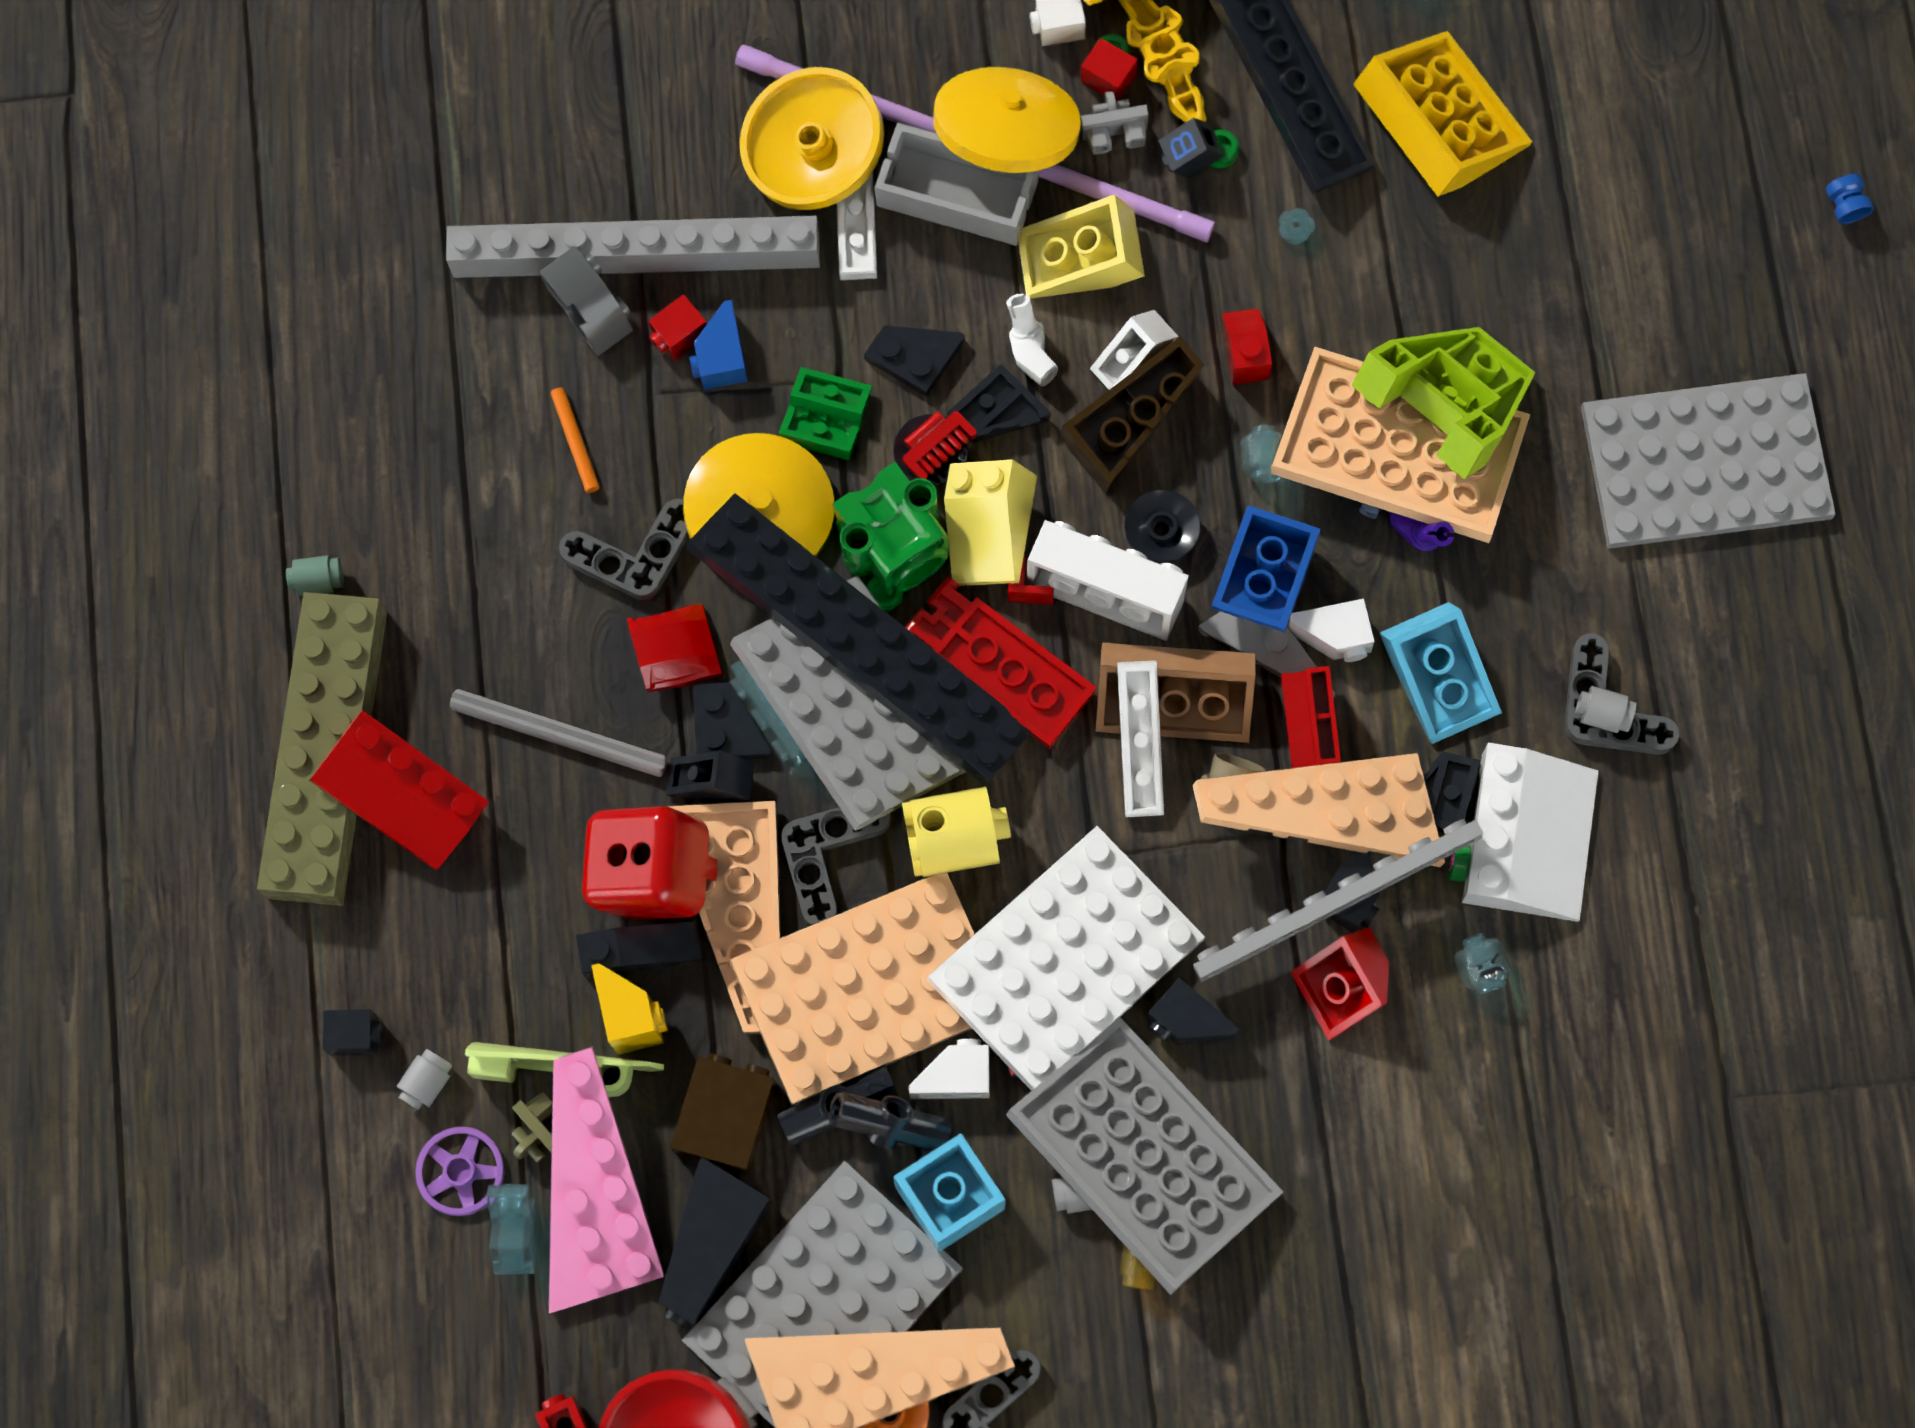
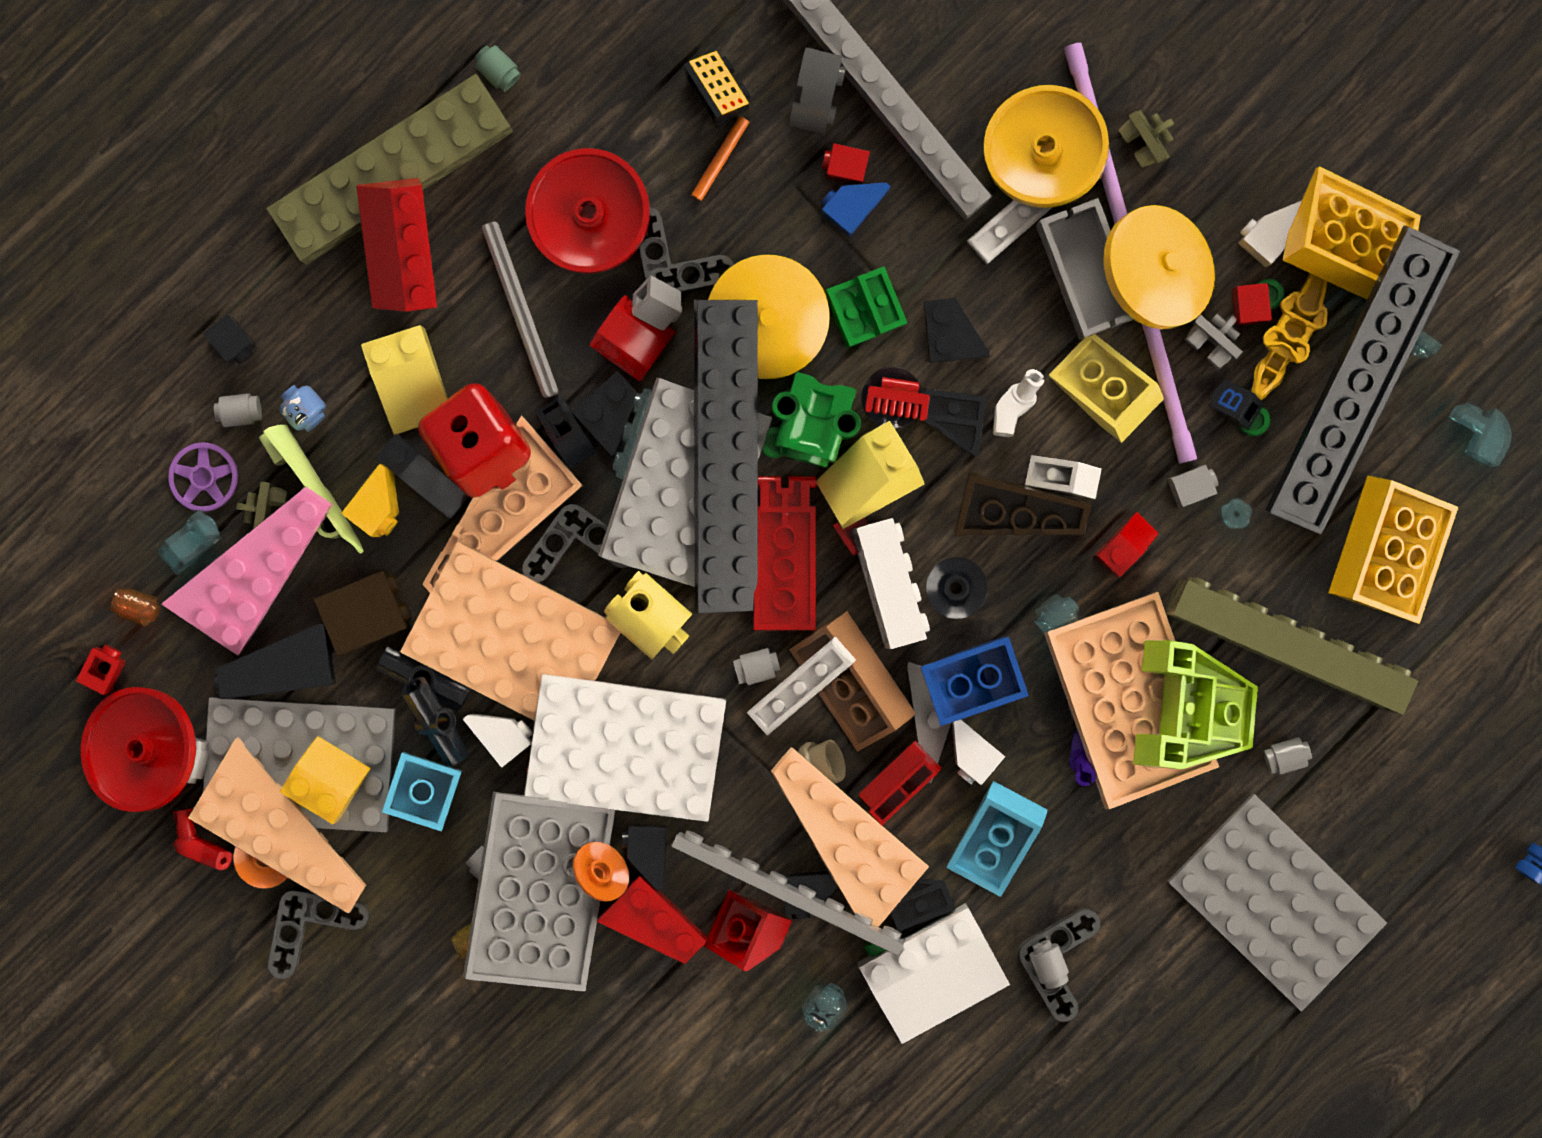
camera: 40 degrees right, 15 degrees up
(475, 1013) = (302, 408): none -> medium blue head
(507, 390) = (716, 87): none -> slope
(519, 592) = (587, 211): none -> red dish
(529, 890) = (405, 377): none -> light yellow slope
(529, 1340) = (135, 606): none -> clear orange brick
(660, 594) = (657, 303): none -> light grey brick
(860, 1280) = (325, 780): none -> yellow slope
(895, 51) = (1139, 125): none -> olive hips
(1087, 771) = (756, 666): none -> light grey brick
(1172, 1073) = (609, 867): none -> orange dish
(1237, 243) = (1193, 485): none -> light grey brick
(1262, 1064) = (653, 921): none -> red wedge
(1462, 261) = (1292, 647): none -> olive brick
(1568, 345) = (1287, 756): none -> light grey brick

